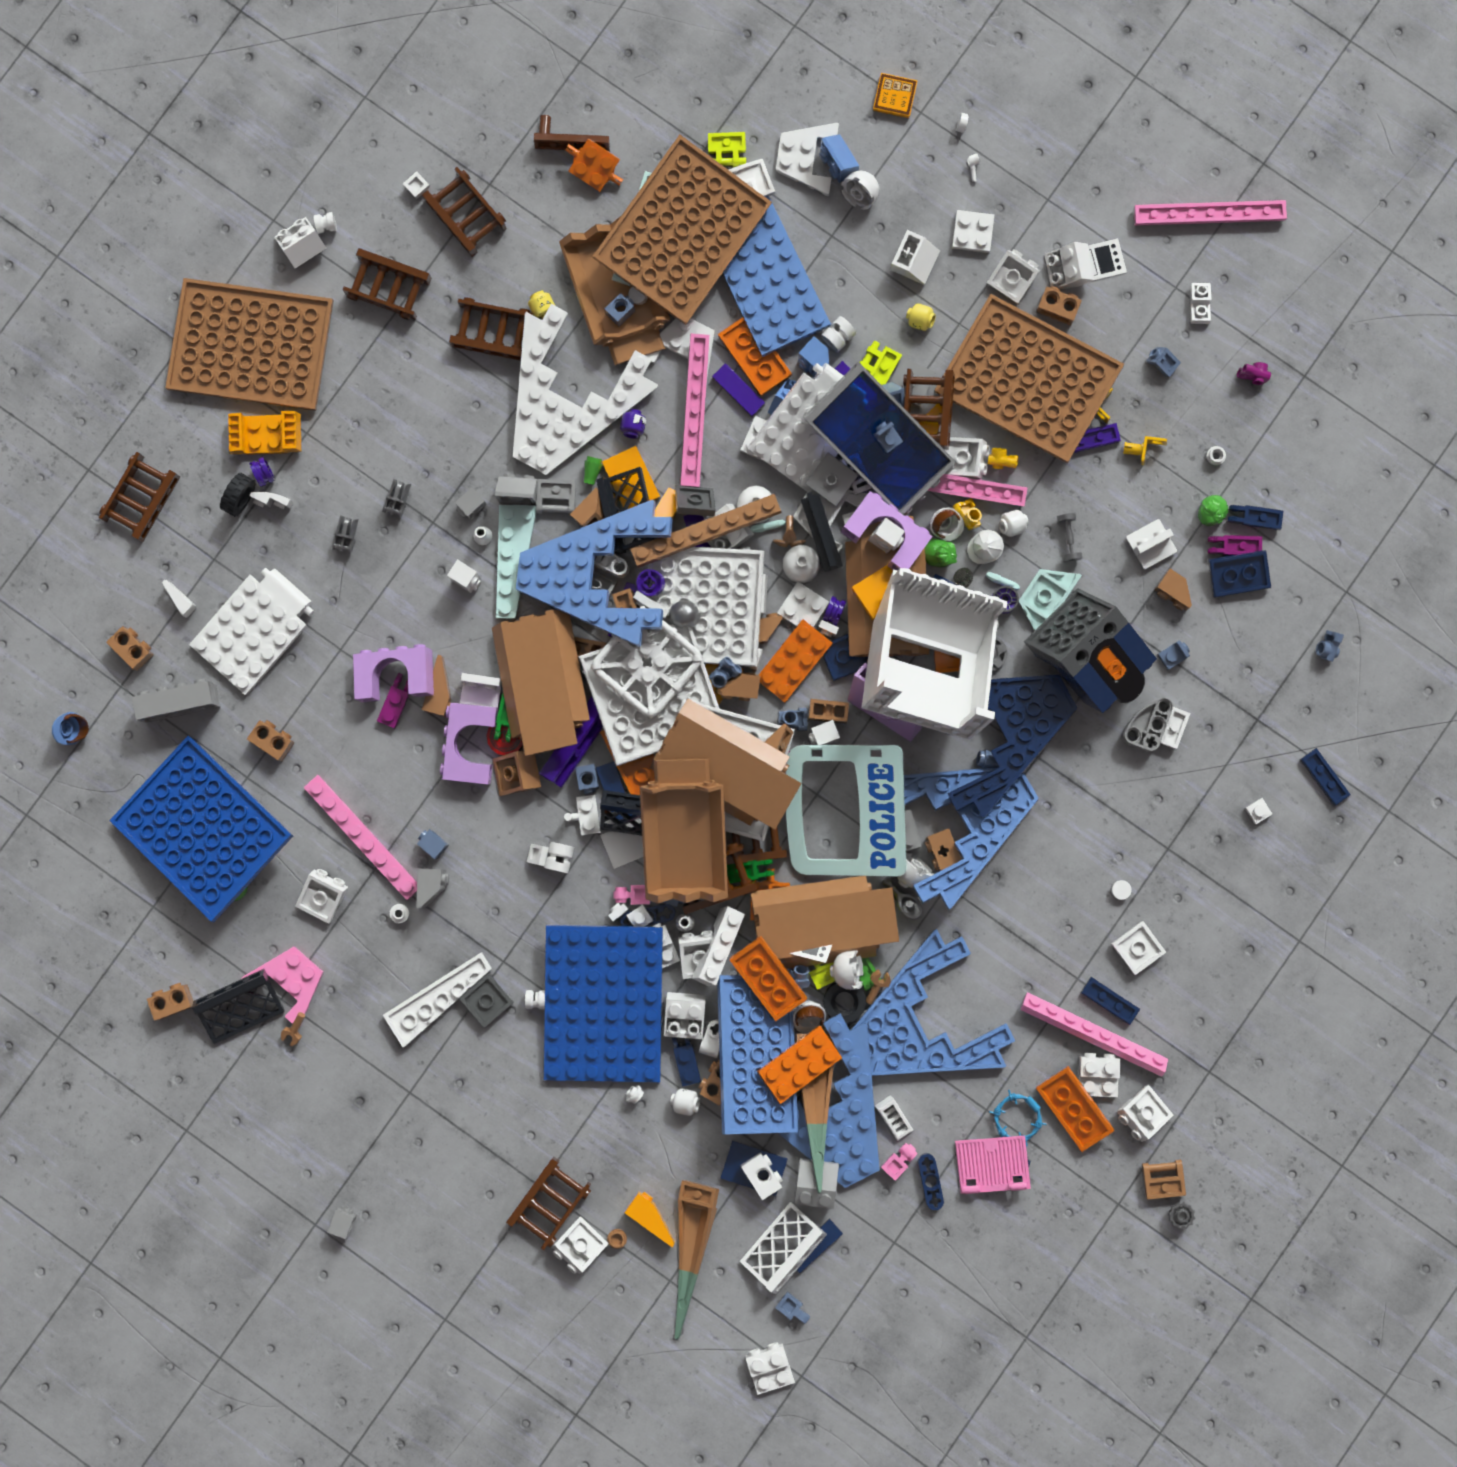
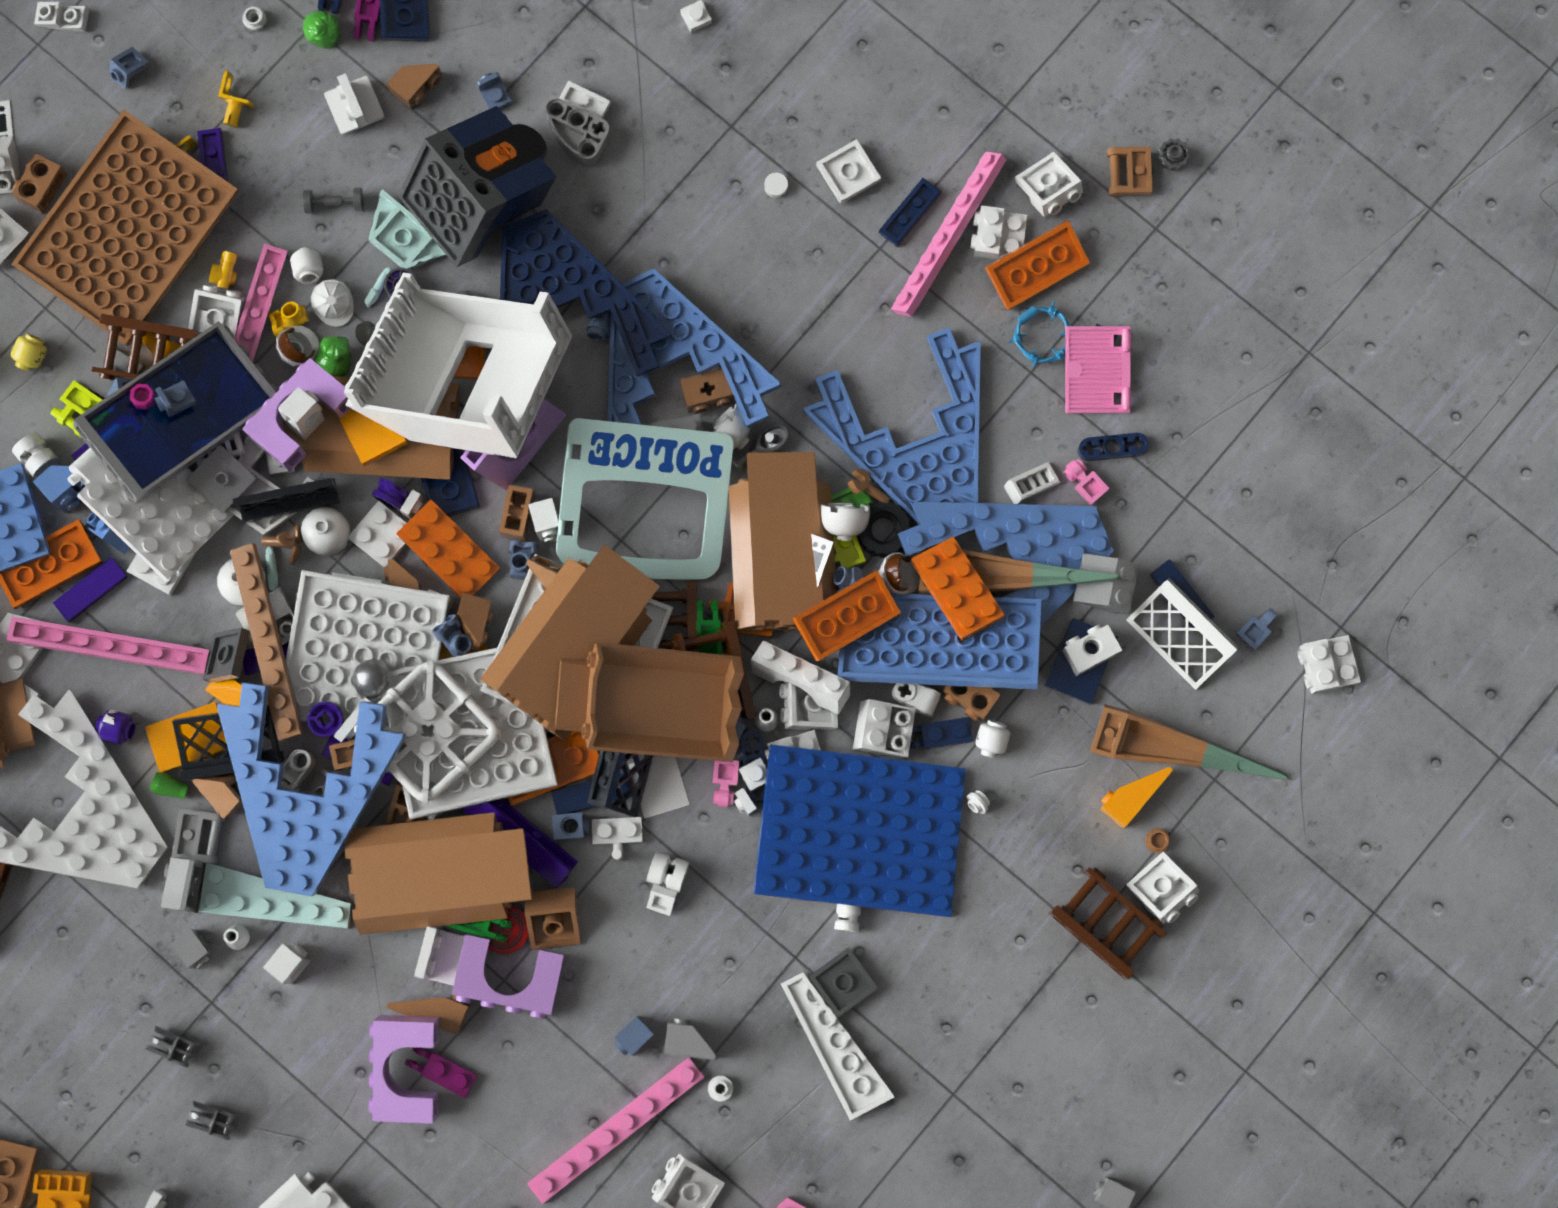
camera: 90 degrees left, 5 degrees down
(886, 412) = (142, 396): none -> dark pink tile

